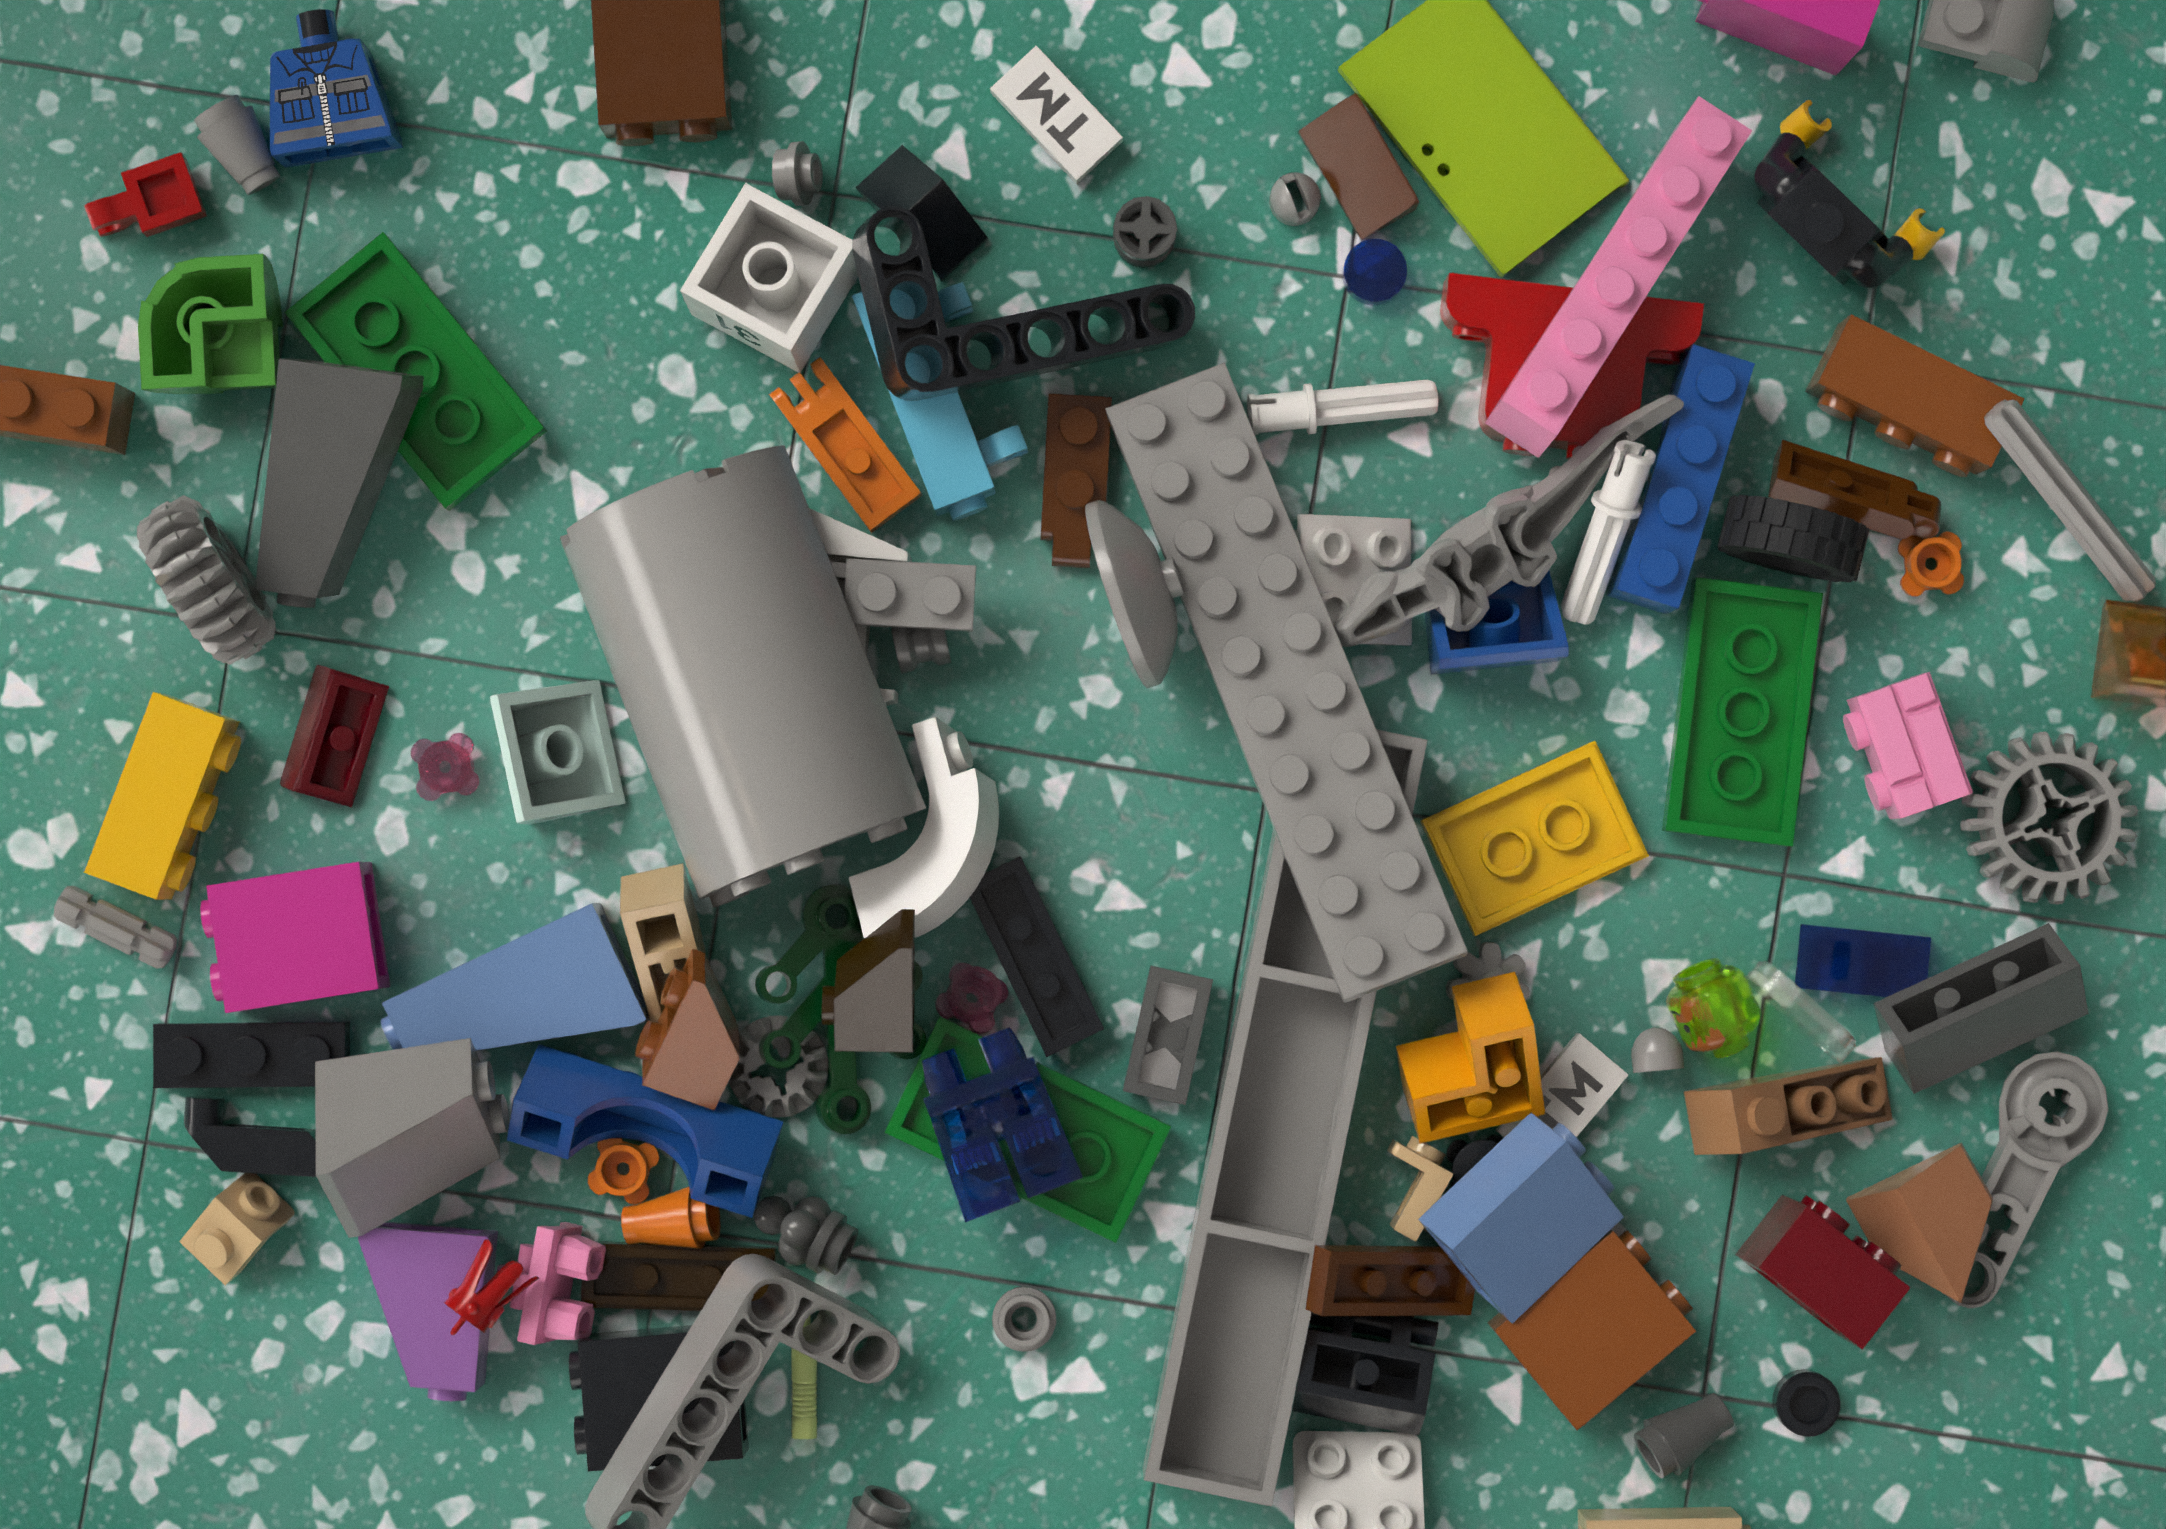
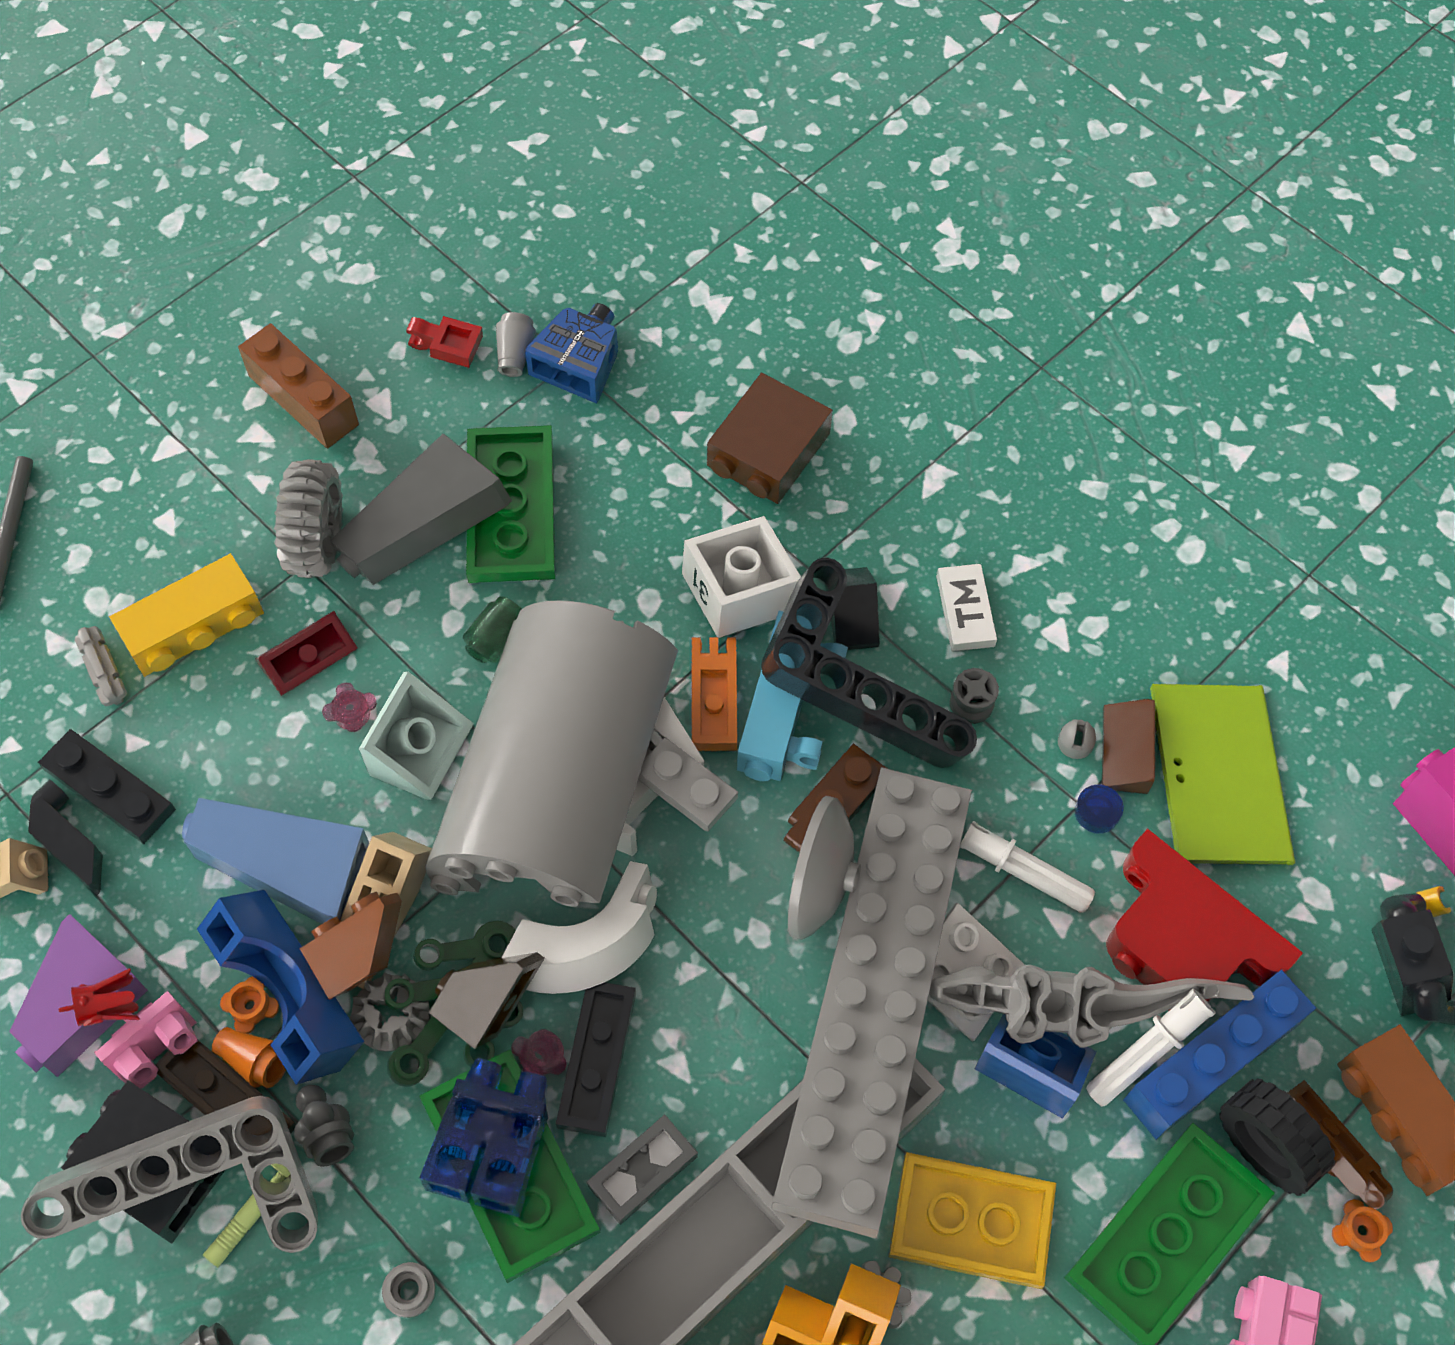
camera: 35 degrees right, 25 degrees down
(211, 327) = (421, 405): bright green brick -> none
(295, 936) = (188, 736): dark pink brick -> none
(403, 1128) = (141, 872): light grey slope -> none
(534, 554) = (490, 630): none -> clear green brick
(796, 173) = (797, 539): light grey plate -> none
(920, 646) = (672, 825): dark grey wheel -> none
(1618, 277) = (1199, 912): bright pink arch -> none

